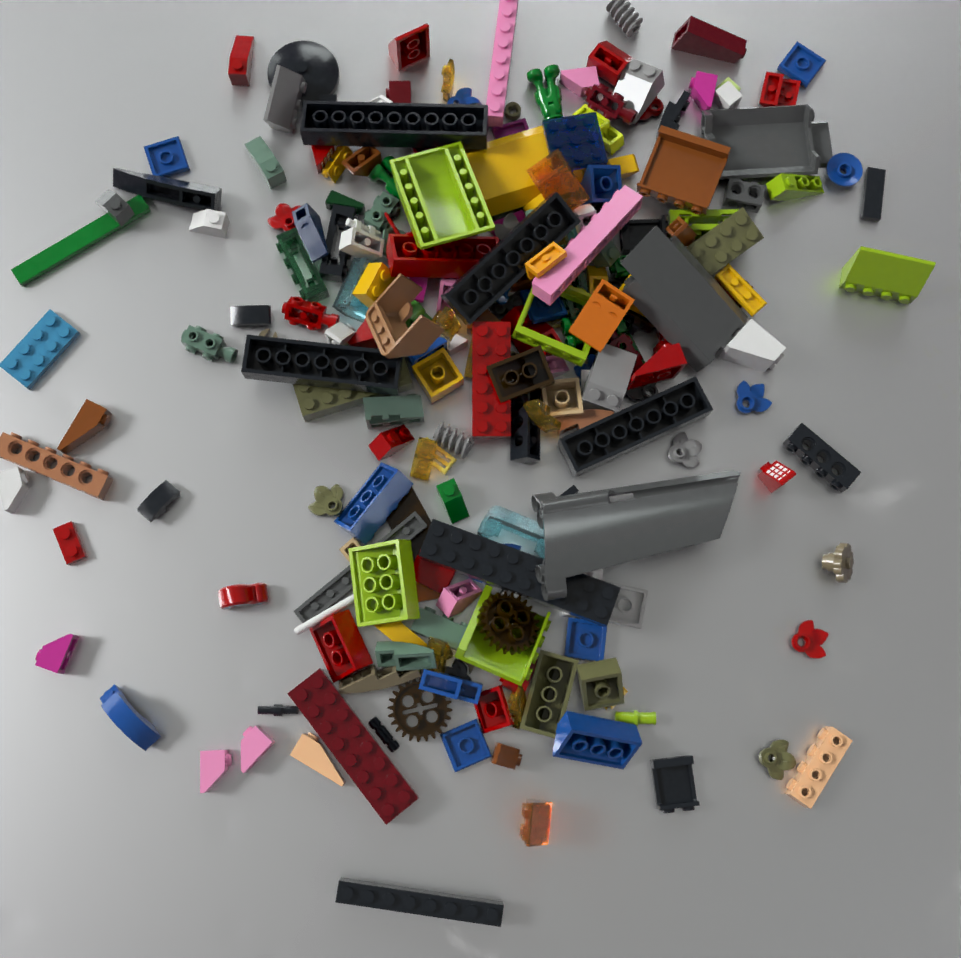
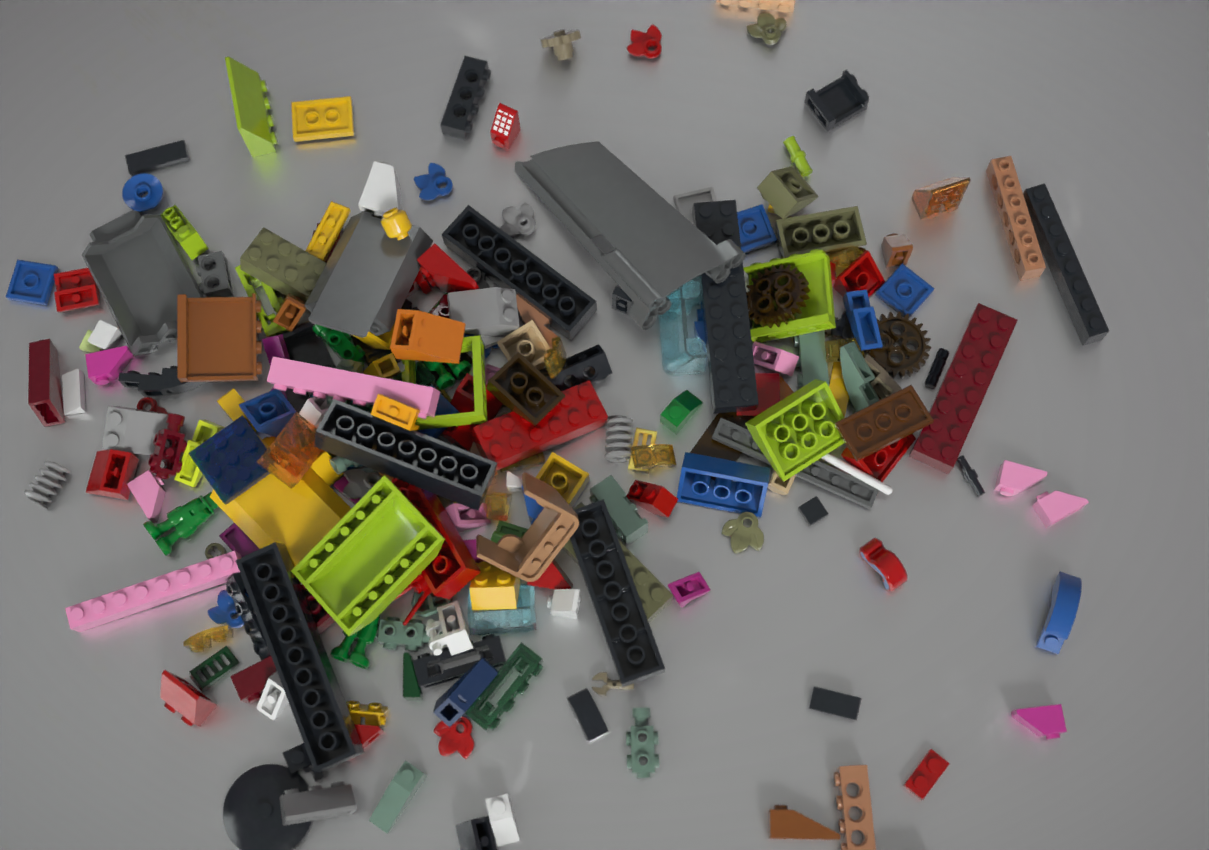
camera: 105 degrees left, 5 degrees down
(303, 432) = (688, 588): none -> dark pink slope
(308, 313) = (556, 650): red brick -> none
(314, 755) = (993, 420): light nougat slope -> none
(316, 565) = (813, 511): none -> black tile
(351, 653) = (884, 423): none -> reddish brown tile
(363, 161) = (354, 678): dark orange slope -> none
(421, 63) = (211, 680): none -> dark green slope
(484, 883) = (1015, 218): none -> nougat brick
(596, 740) = (838, 175): blue slope -> none
(651, 212) = (275, 347): none -> magenta tile
(692, 61) = (73, 392): none -> white slope
(717, 338) = (396, 223): none -> yellow head
(852, 334) = (322, 118): none -> yellow plate

